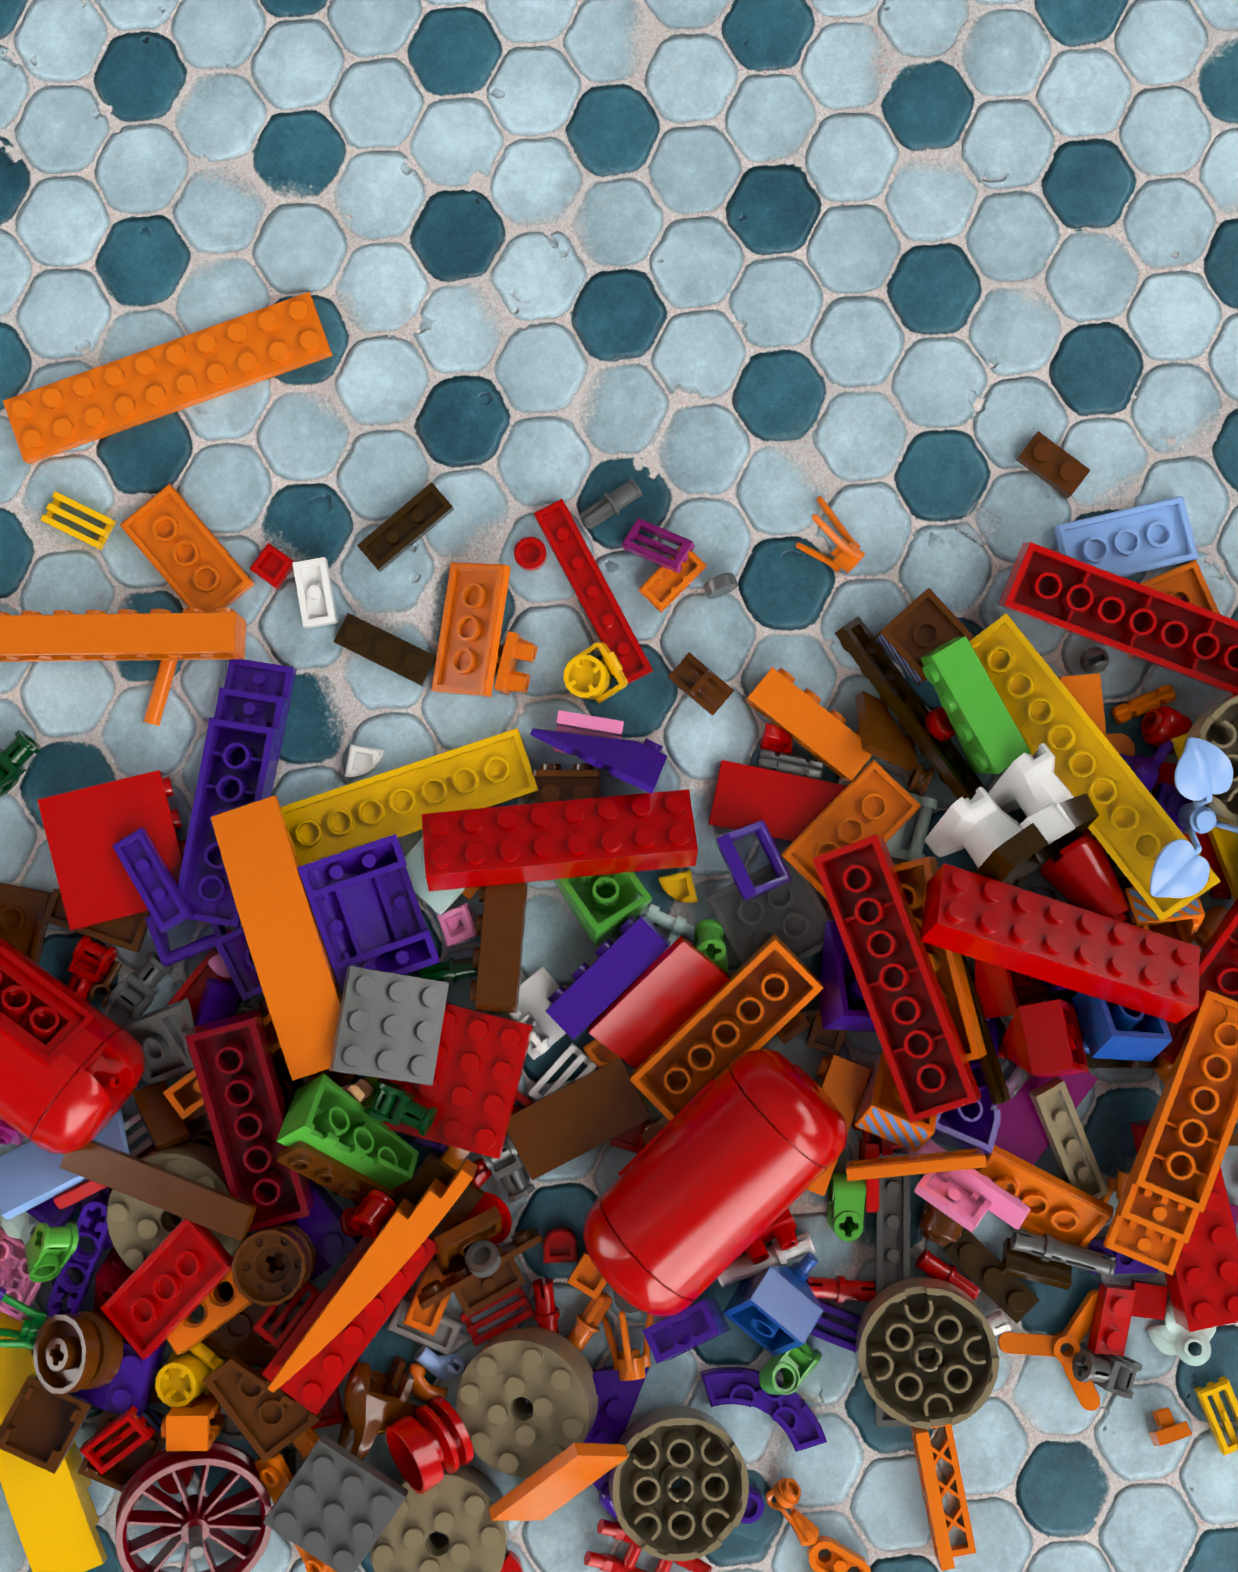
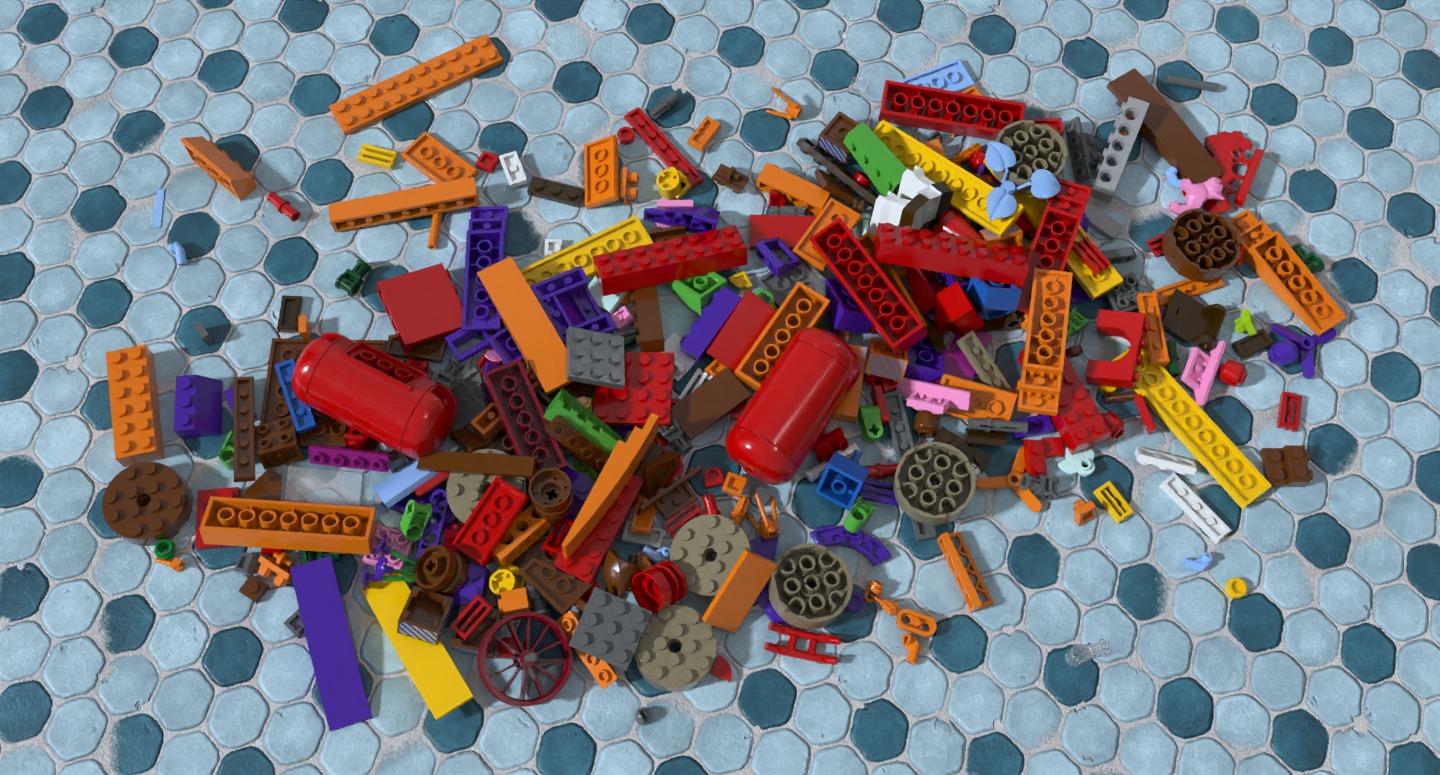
camera: 15 degrees left, 20 degrees down
(153, 880) = (448, 312): dark purple tile -> none
(367, 1216) = (598, 463): red connector -> none
(396, 1106) = (606, 402): dark green connector -> none
(405, 527) = (556, 132): dark brown plate -> none
(482, 1258) = (670, 479): dark grey tile -> none
(679, 556) = (688, 119): magenta tile -> none
(686, 1330) = (796, 494): dark purple window -> none
(720, 585) = (730, 133): dark grey tile -> none
(915, 1164) = (902, 384): orange tile -> none
(1053, 465) = (889, 55): reddish brown plate -> none

